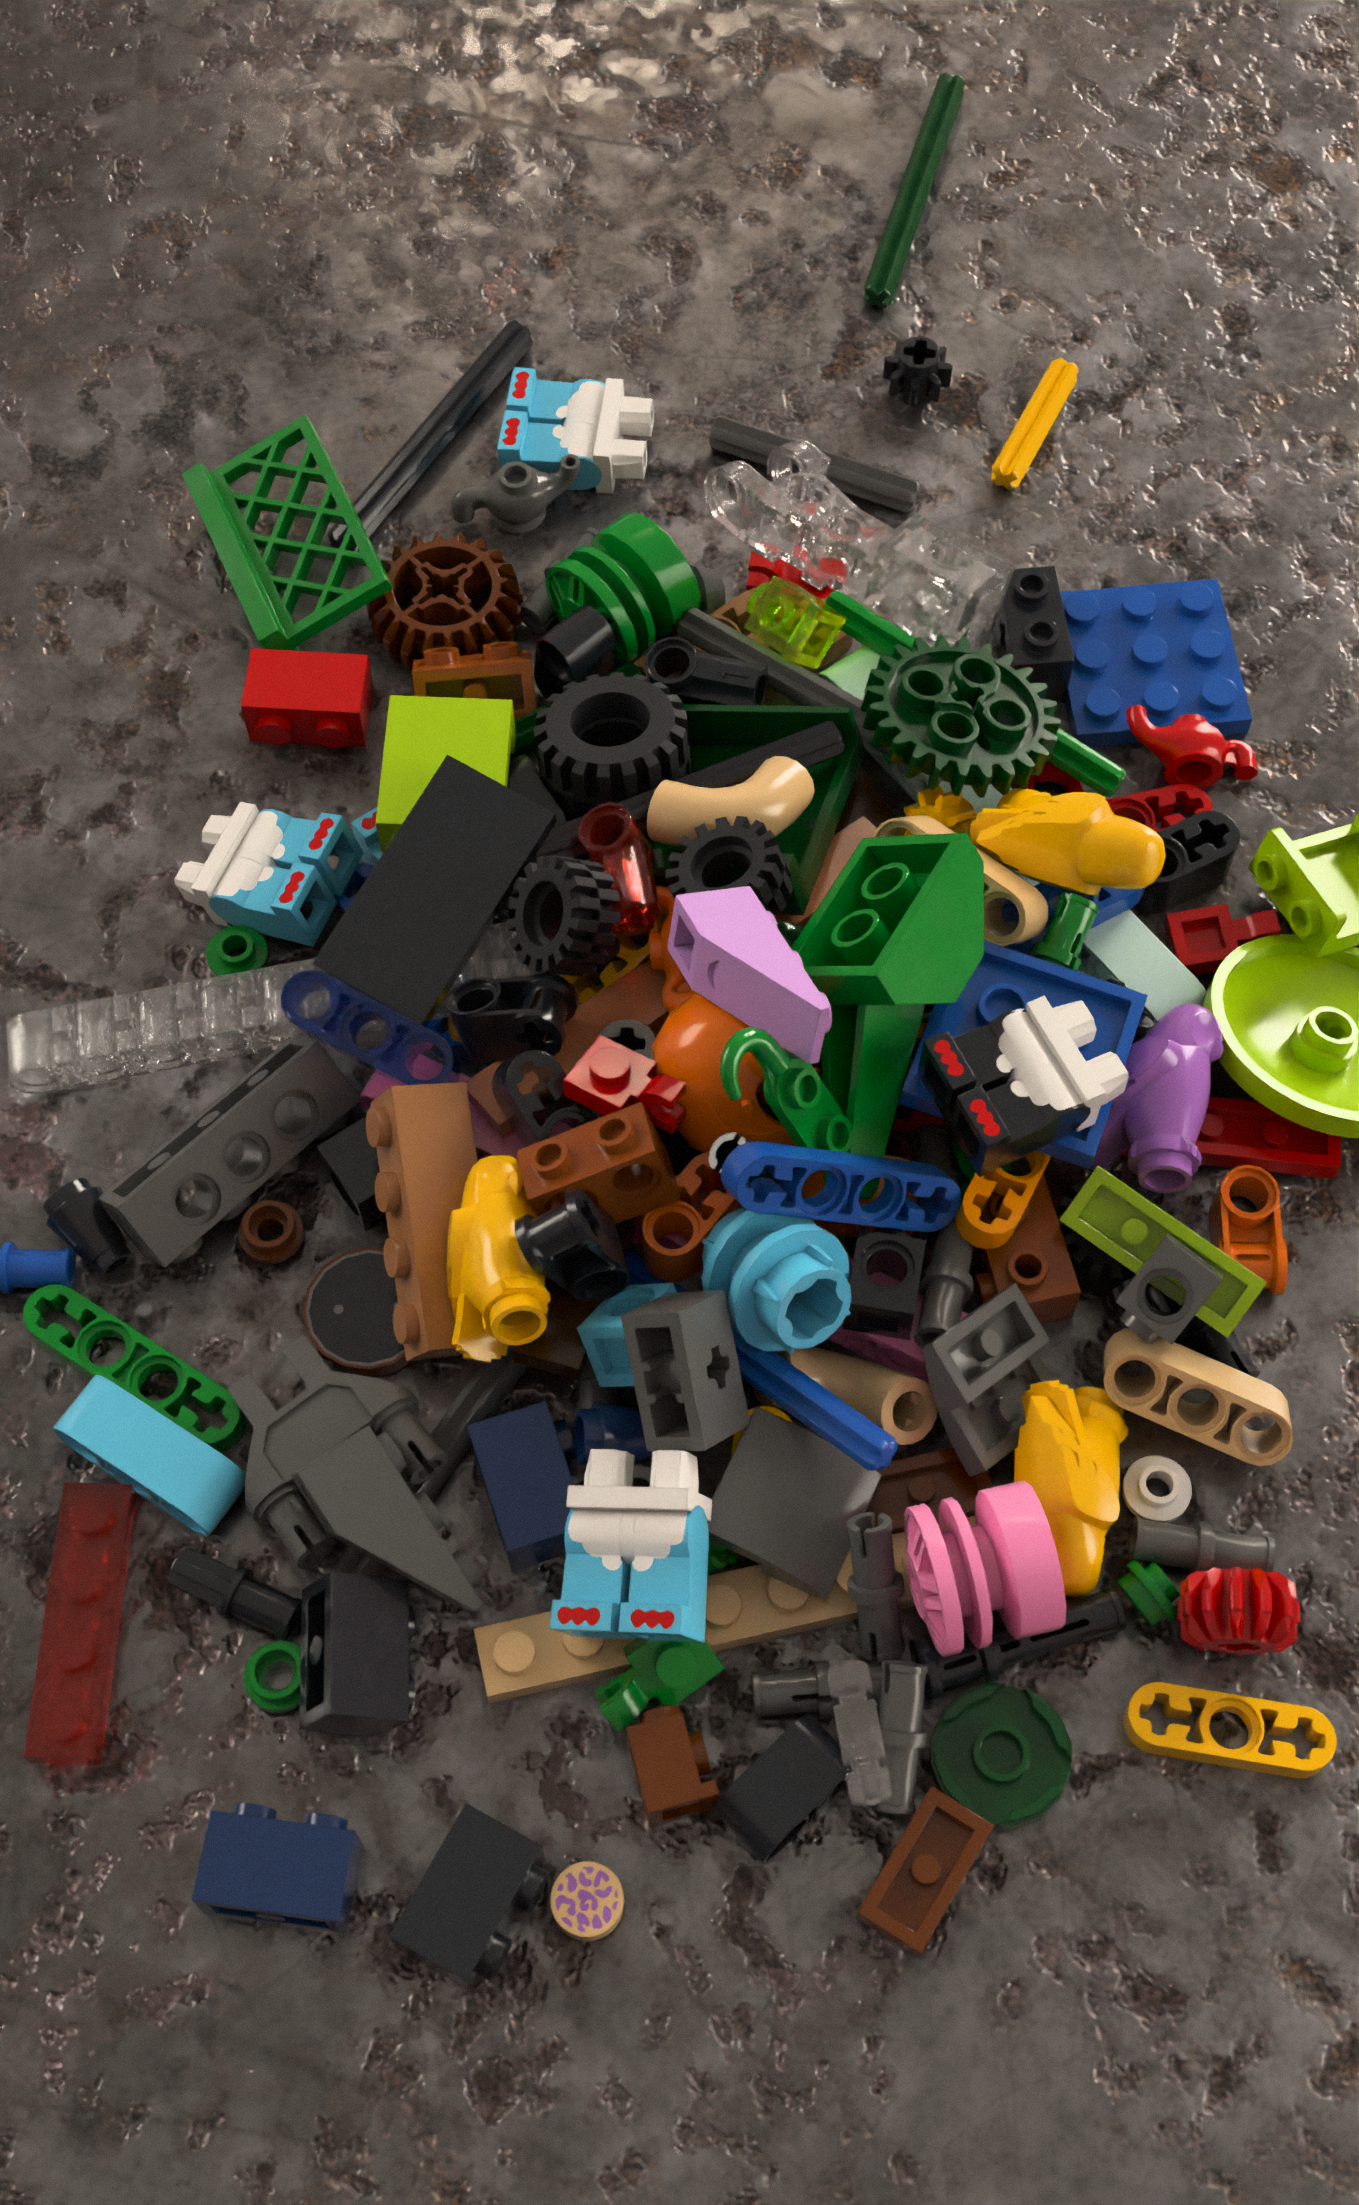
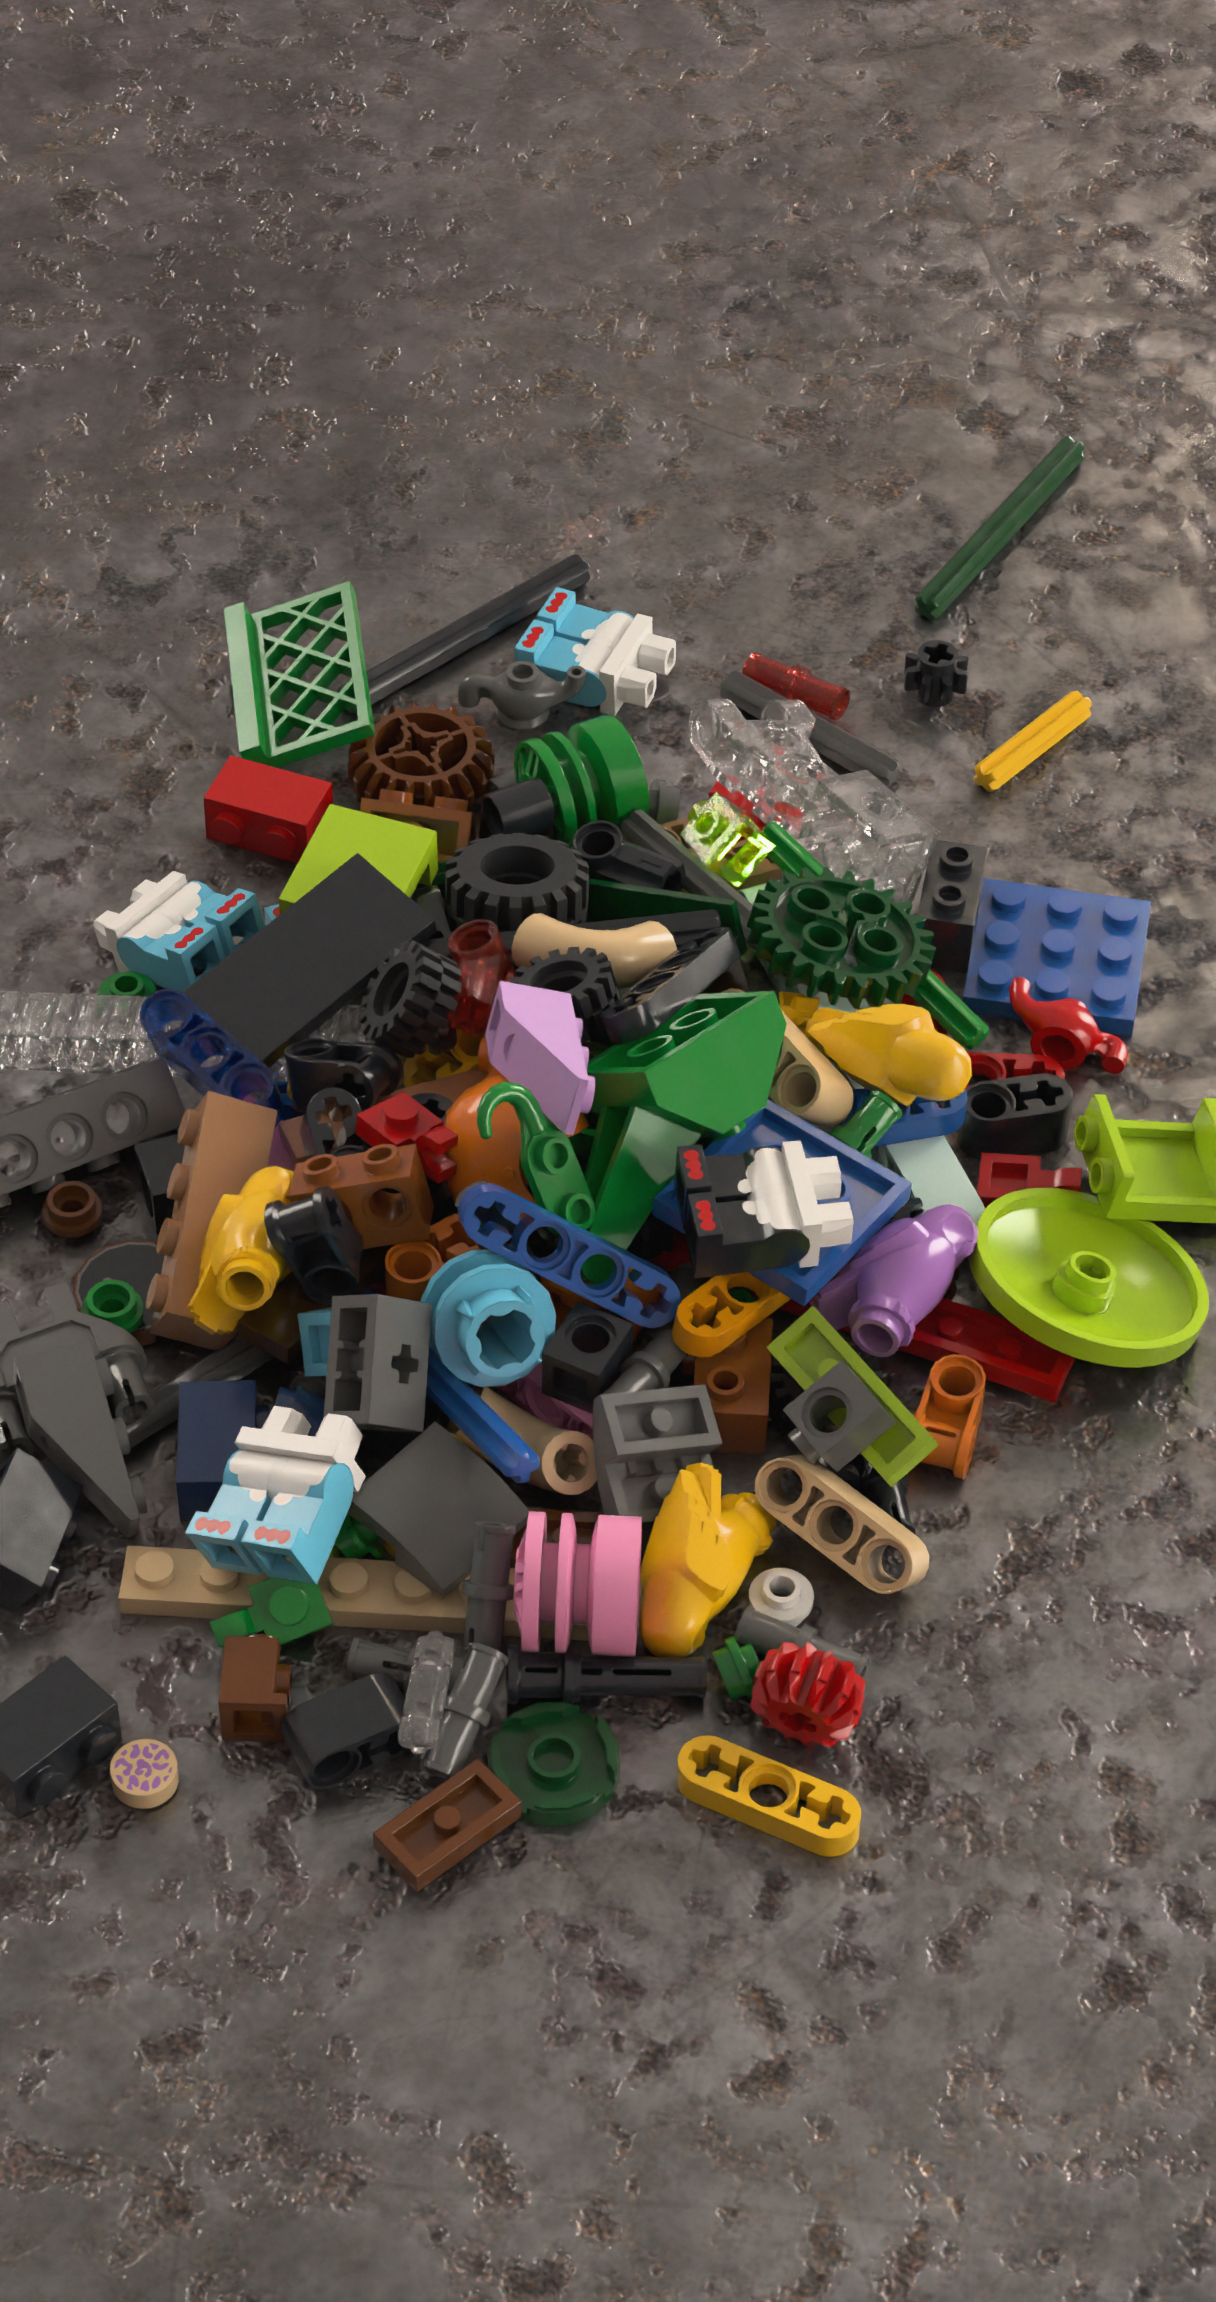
camera: 15 degrees right, 15 degrees down
(359, 1333) = (115, 1303): none -> green plate
(786, 417) = (798, 684): none -> clear red pin
(831, 835) = (670, 985): none -> black beam

